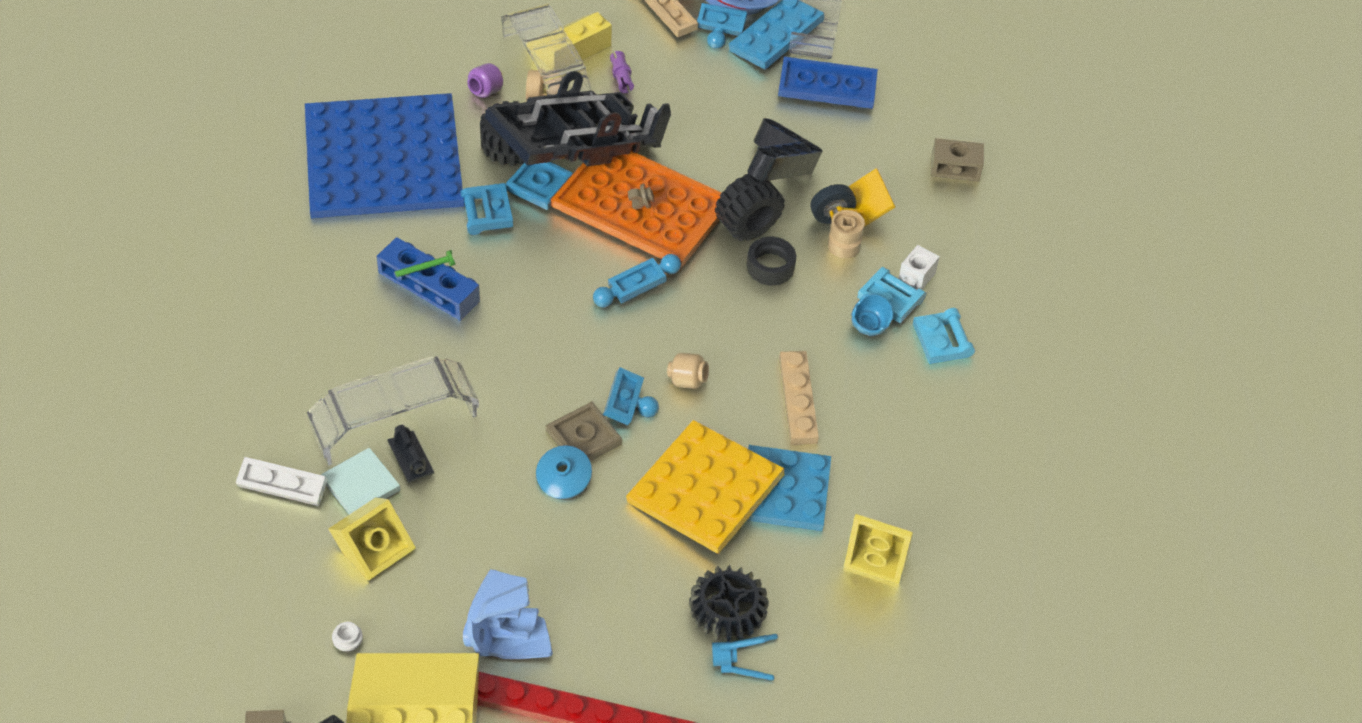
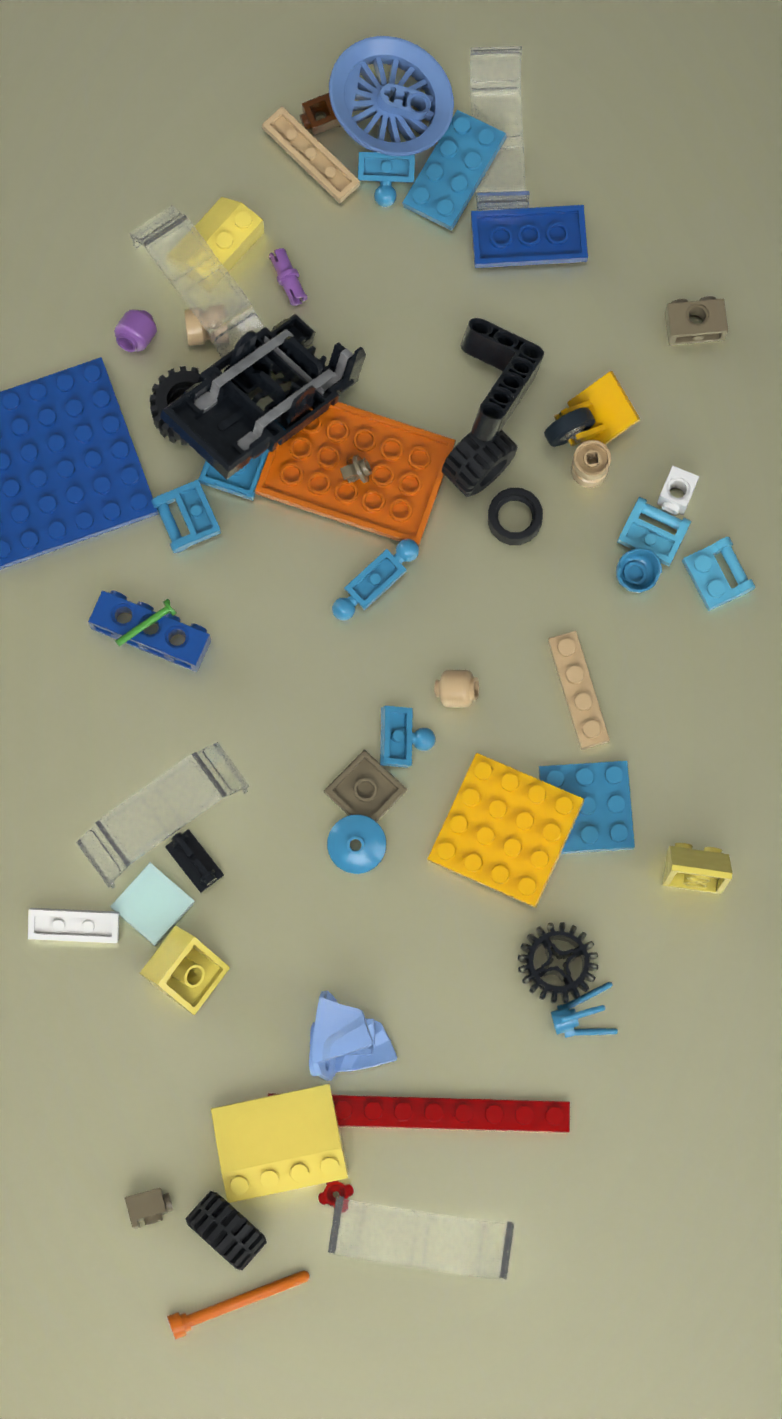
camera: 10 degrees left, 25 degrees up
(347, 636) = (192, 1085): white plate -> none

